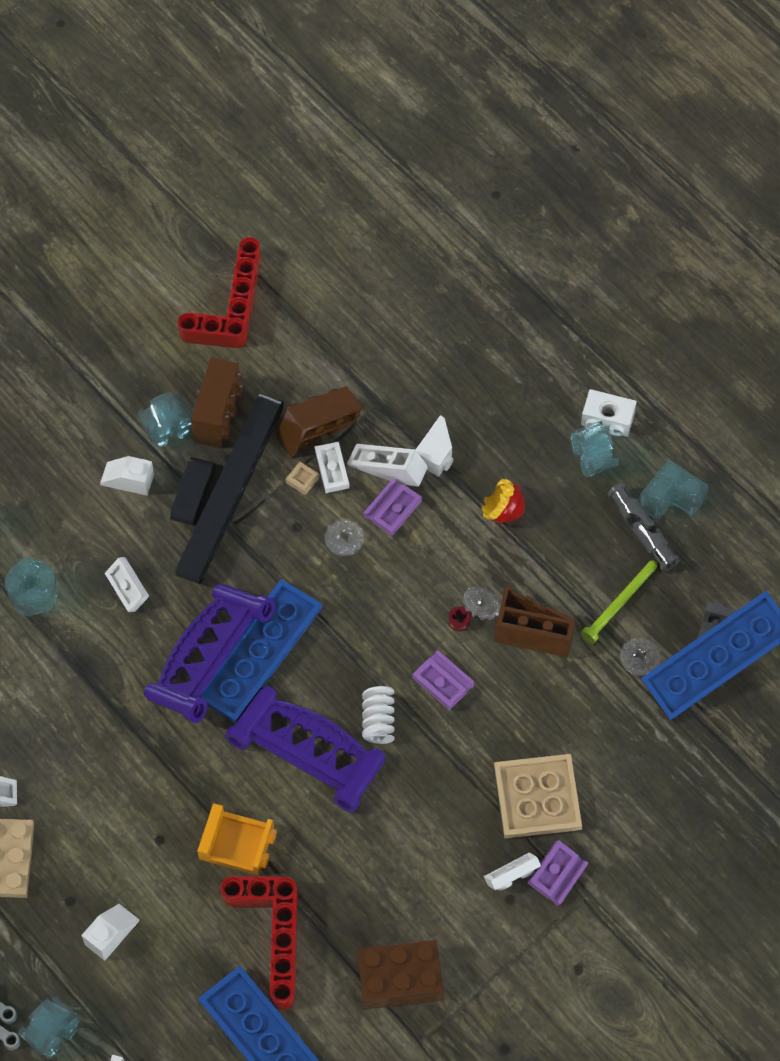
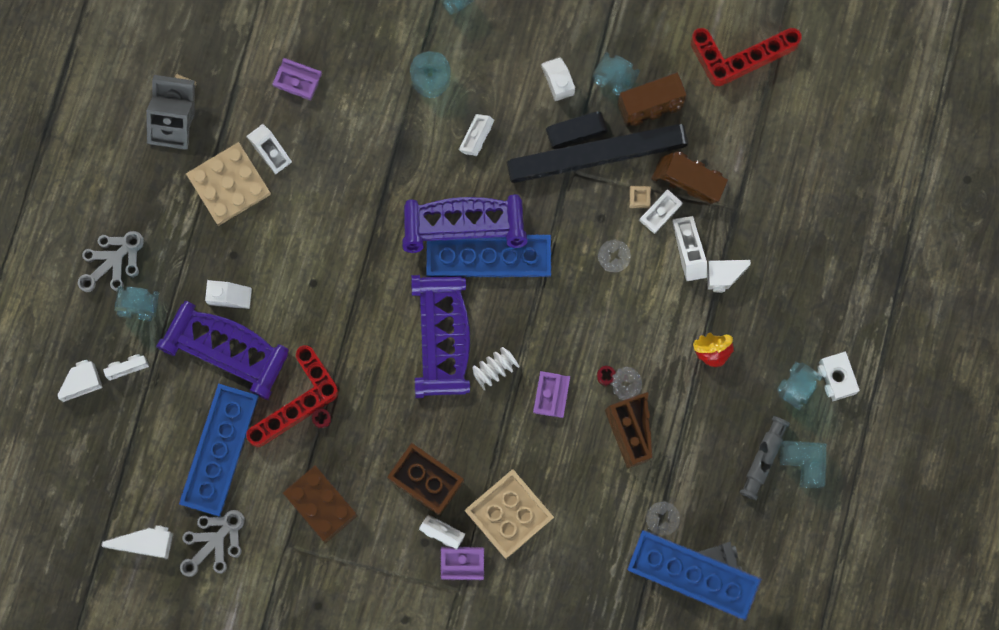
camera: 55 degrees right, 15 degrees up
(118, 1006) = (260, 374): none -> dark purple piece
(236, 841) = (343, 334): light orange panel -> none
(316, 917) = (316, 414): none -> dark red bush
(392, 507) = (659, 273): medium lavender plate -> none
(447, 851) = (425, 479): none -> reddish brown brick
(590, 634) = (690, 477): lime bar -> none

